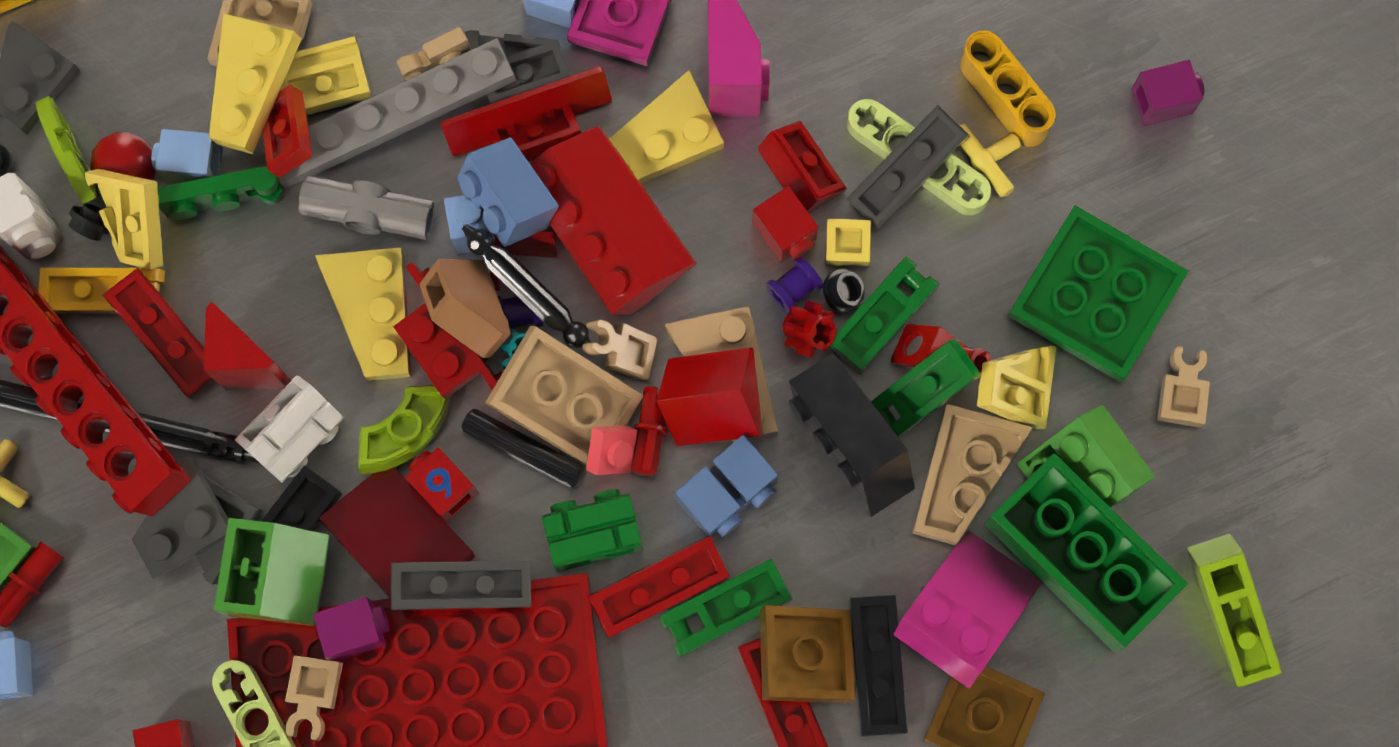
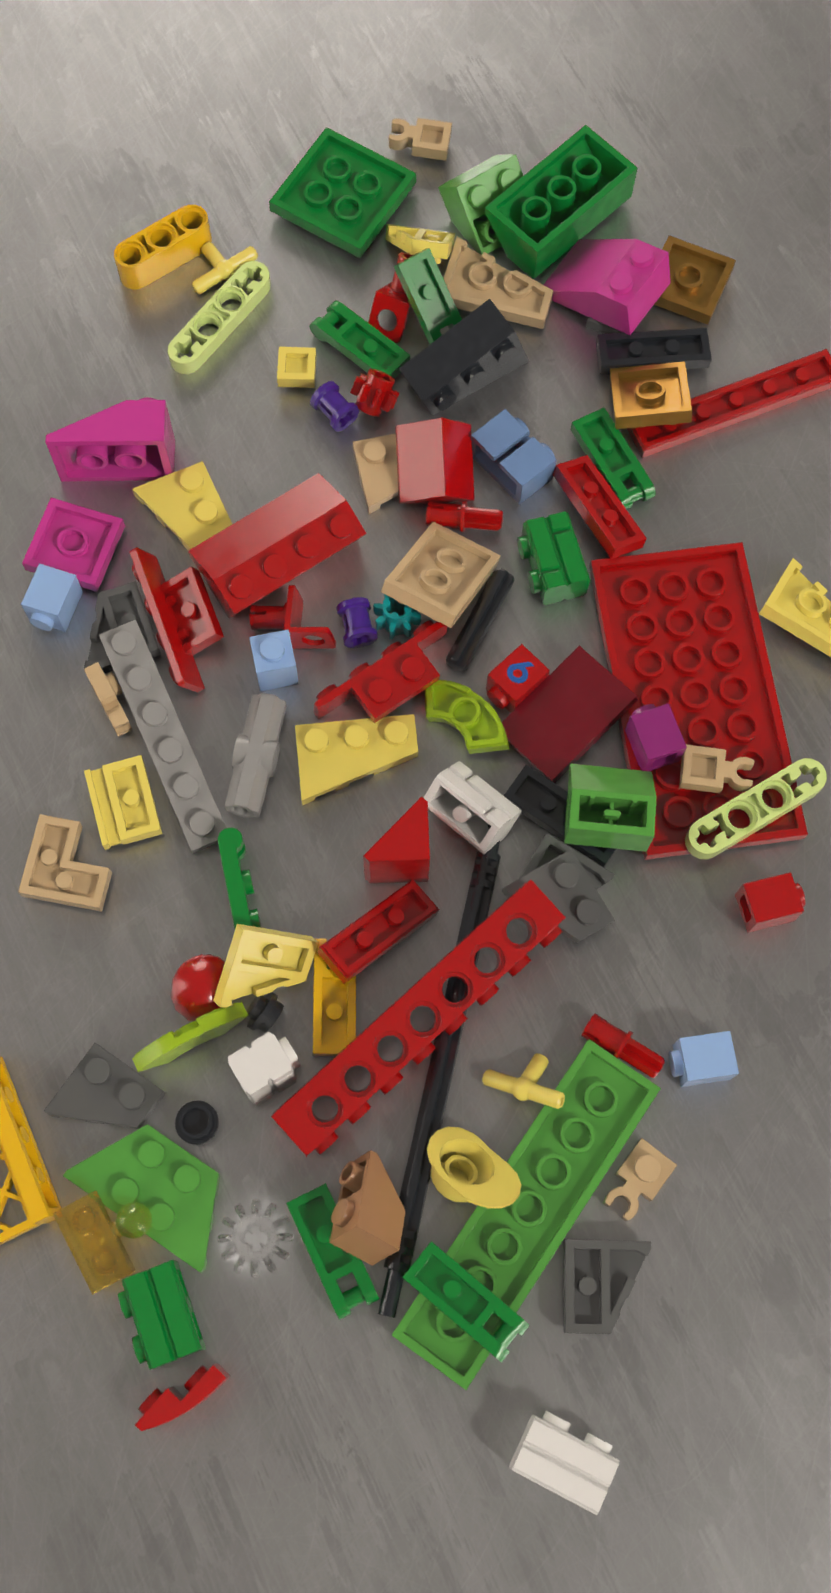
camera: 95 degrees left, 5 degrees down
(185, 156) = (201, 921): light blue brick -> none
(248, 79) = (127, 856): light yellow wing -> none
(287, 133) = (184, 817): red plate -> none
(460, 585) = (613, 646): dark grey plate -> none
(466, 304) = (360, 647): medium nougat slope -> none
(508, 191) = (254, 609): medium blue piece -> none
(526, 287) = (341, 600): black wheel -> none
(611, 450) = (485, 539): coral plate -> none
(626, 348) = (393, 533): tan plate -> none
(785, 225) = (281, 411): red brick -> none
(801, 165) = (226, 406): red slope -> none
(843, 290) = (339, 369): black plate -> none
(908, 167) = (232, 316): dark grey tile -> none
(1168, 92) = (172, 136): magenta brick -> none
(1234, 609) = (598, 107): lime slope -> none

